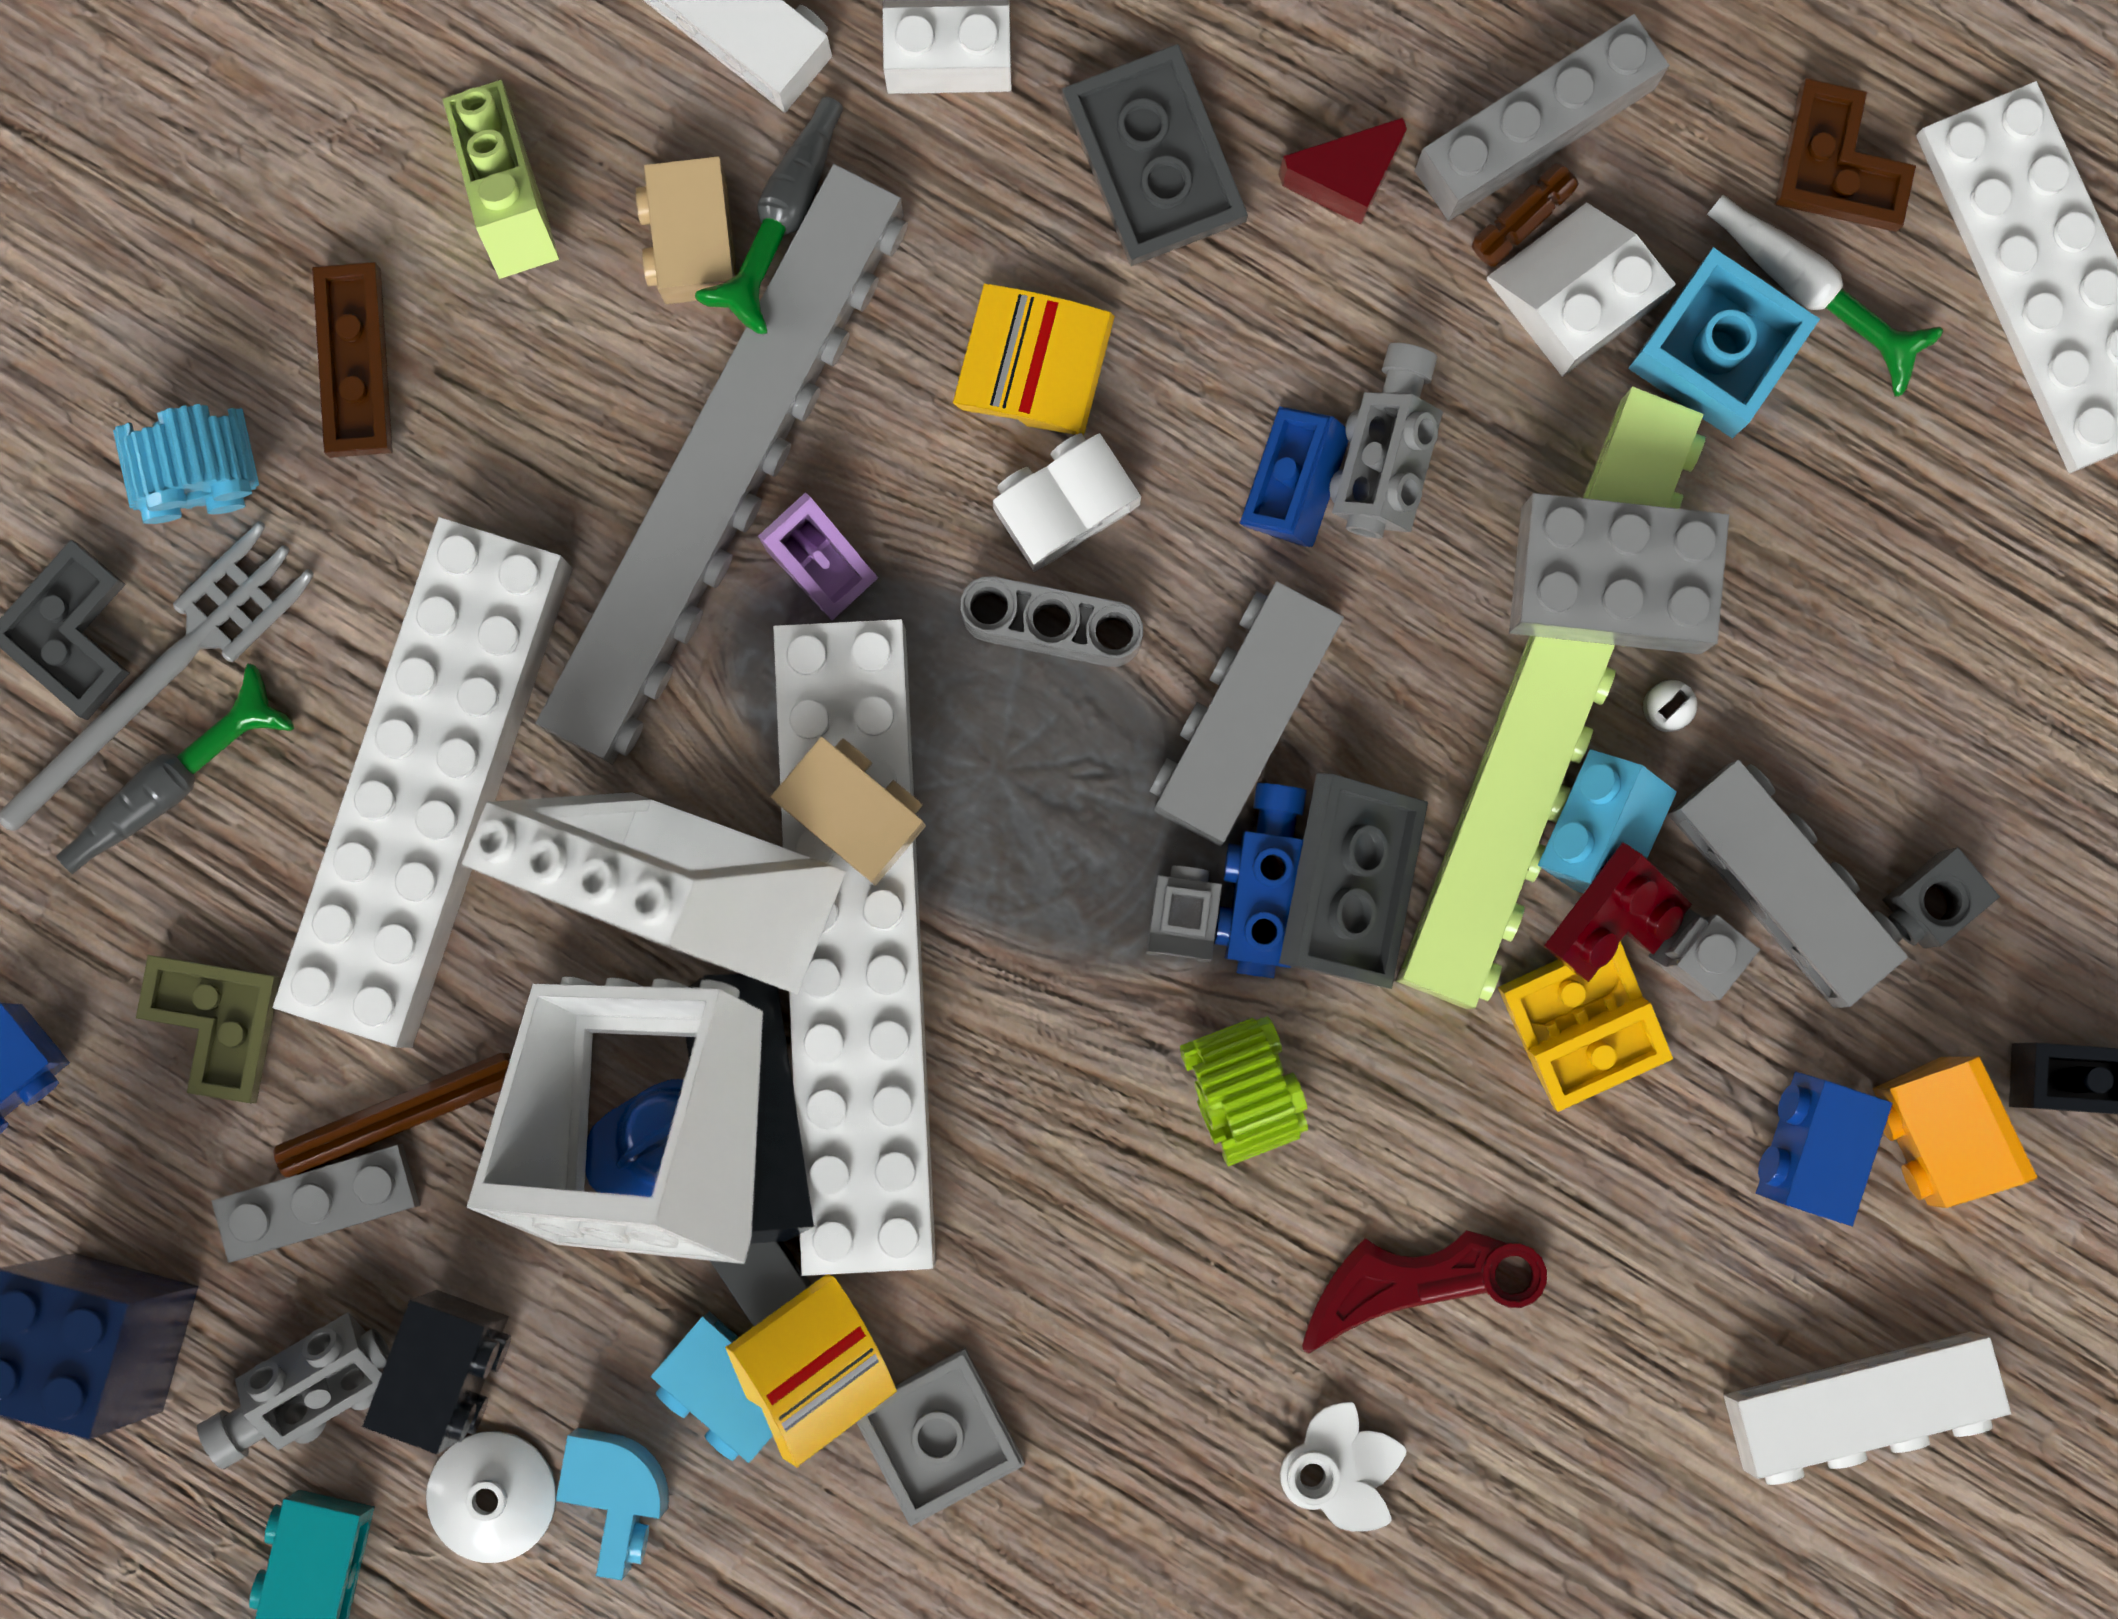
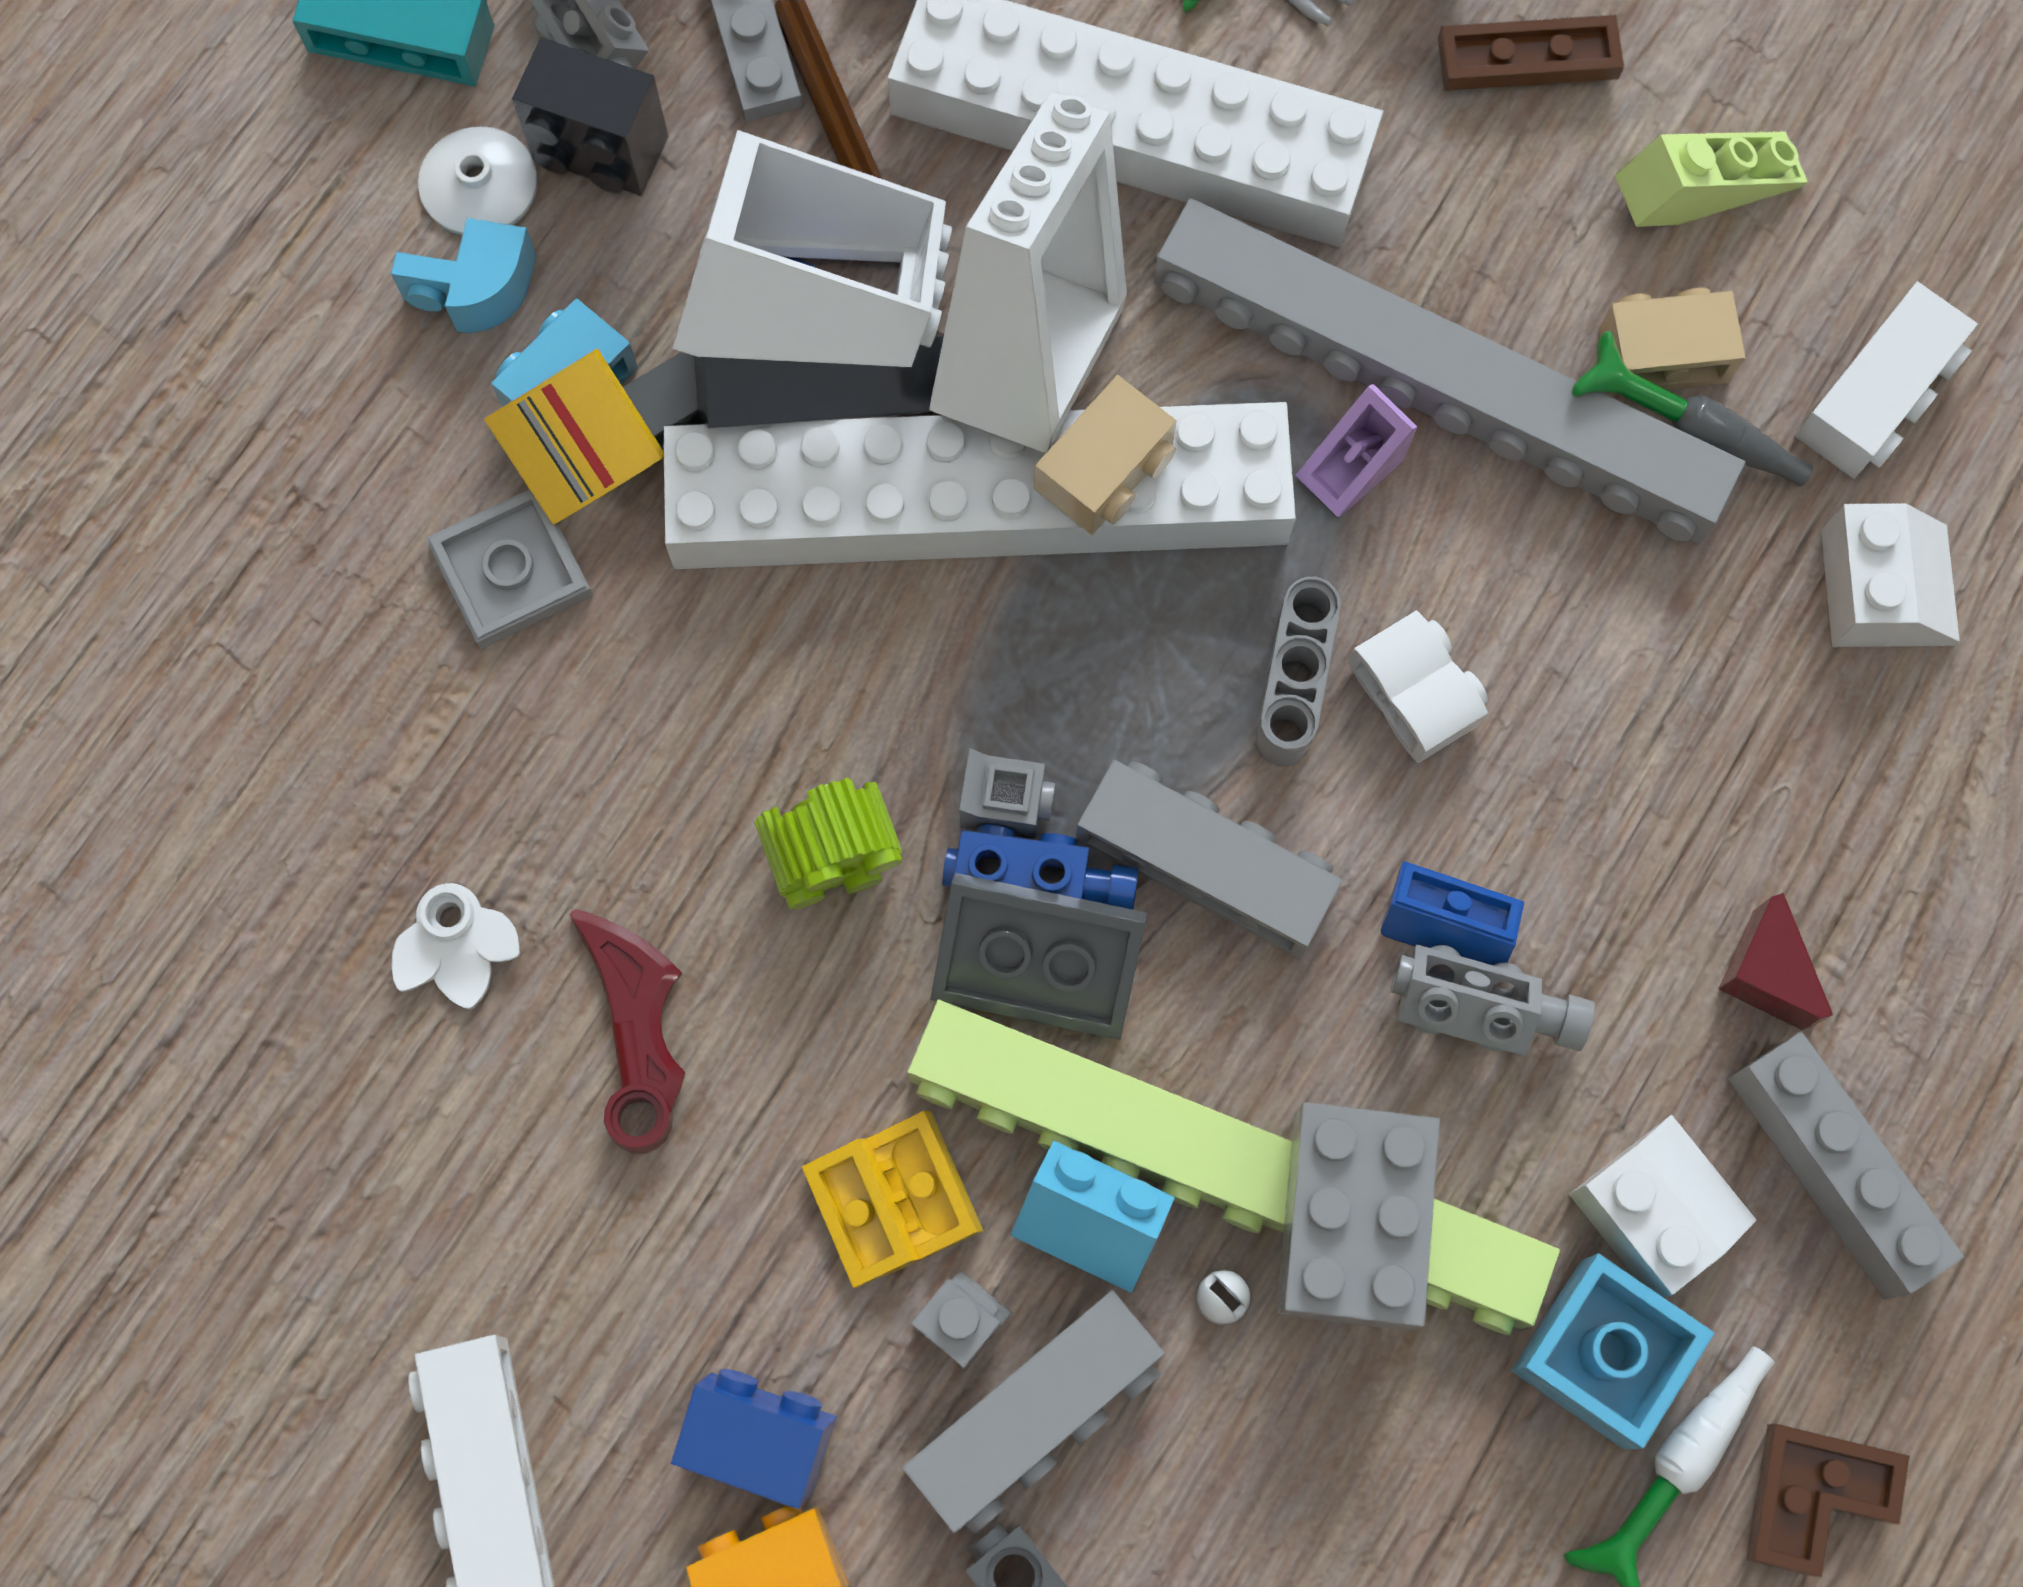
camera: 90 degrees right, 10 degrees down
(1033, 359) = (1561, 659): yellow slope -> none
(1154, 155) = (1776, 776): dark grey plate -> none
(1524, 214) = (1739, 1153): reddish brown axle -> none
(1621, 900) = (1017, 1219): dark red plate -> none

